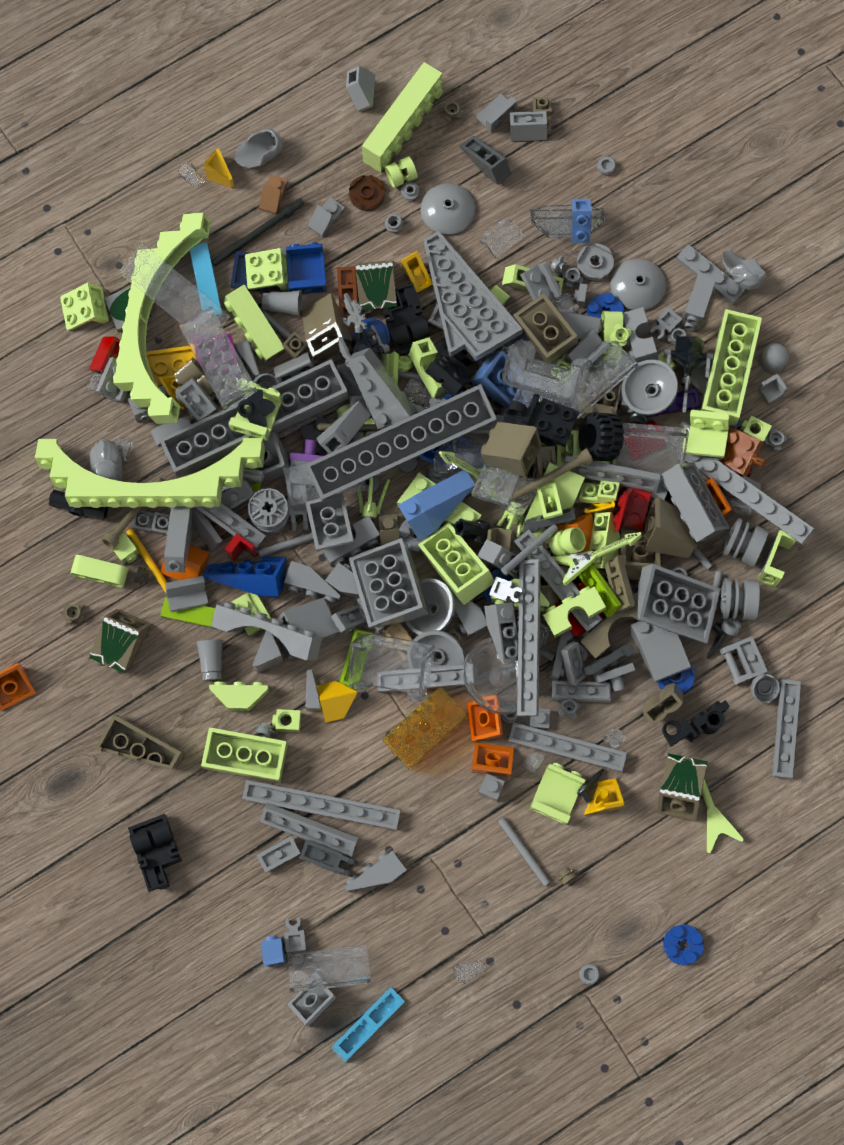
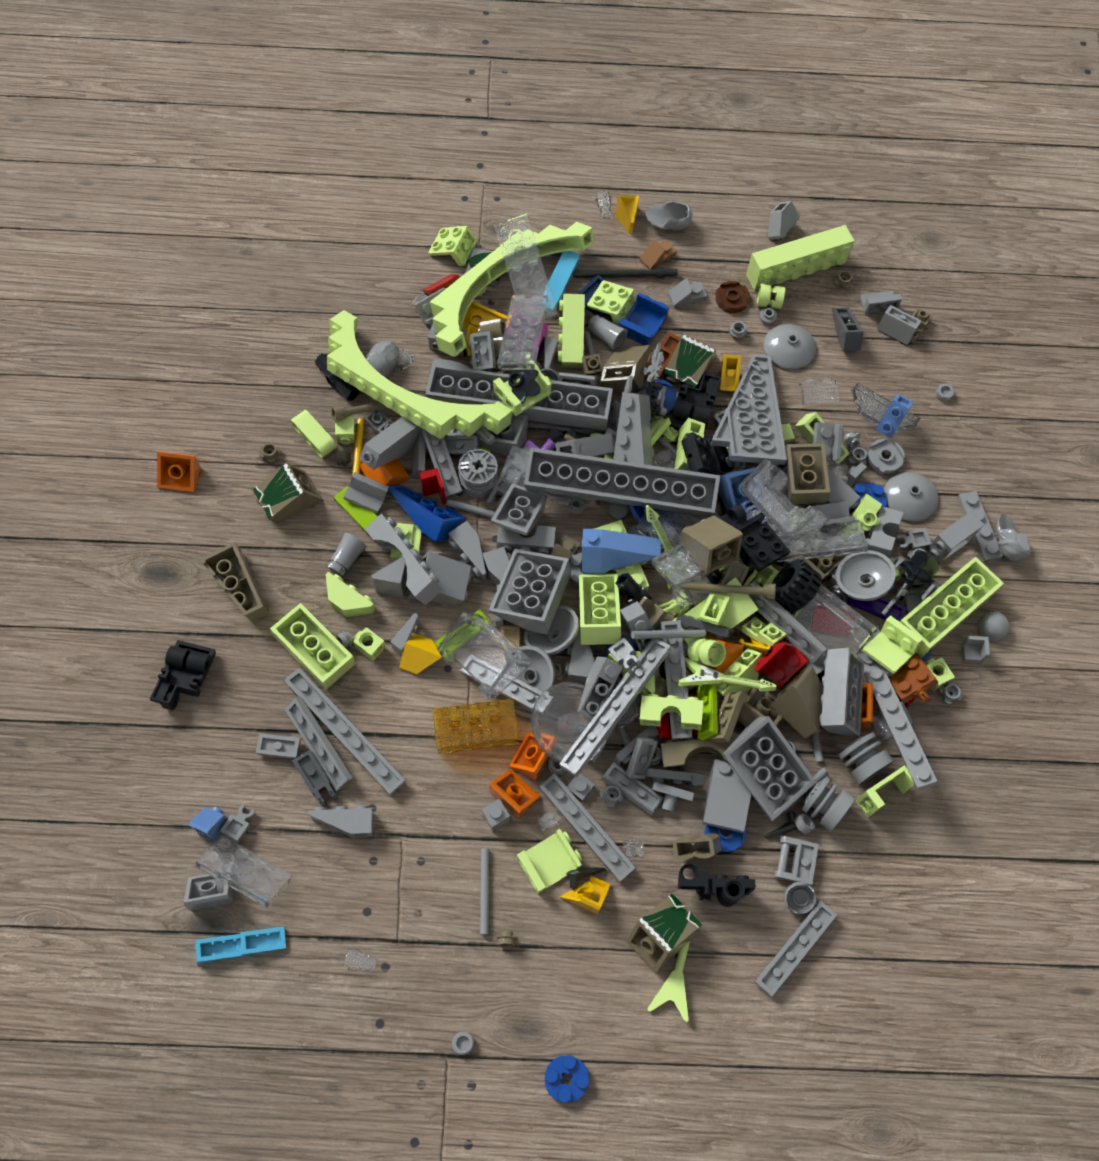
camera: 30 degrees right, 10 degrees down
(349, 619) = (477, 597): light grey slope -> none
(370, 508) = (562, 523): yellowish green plant -> none

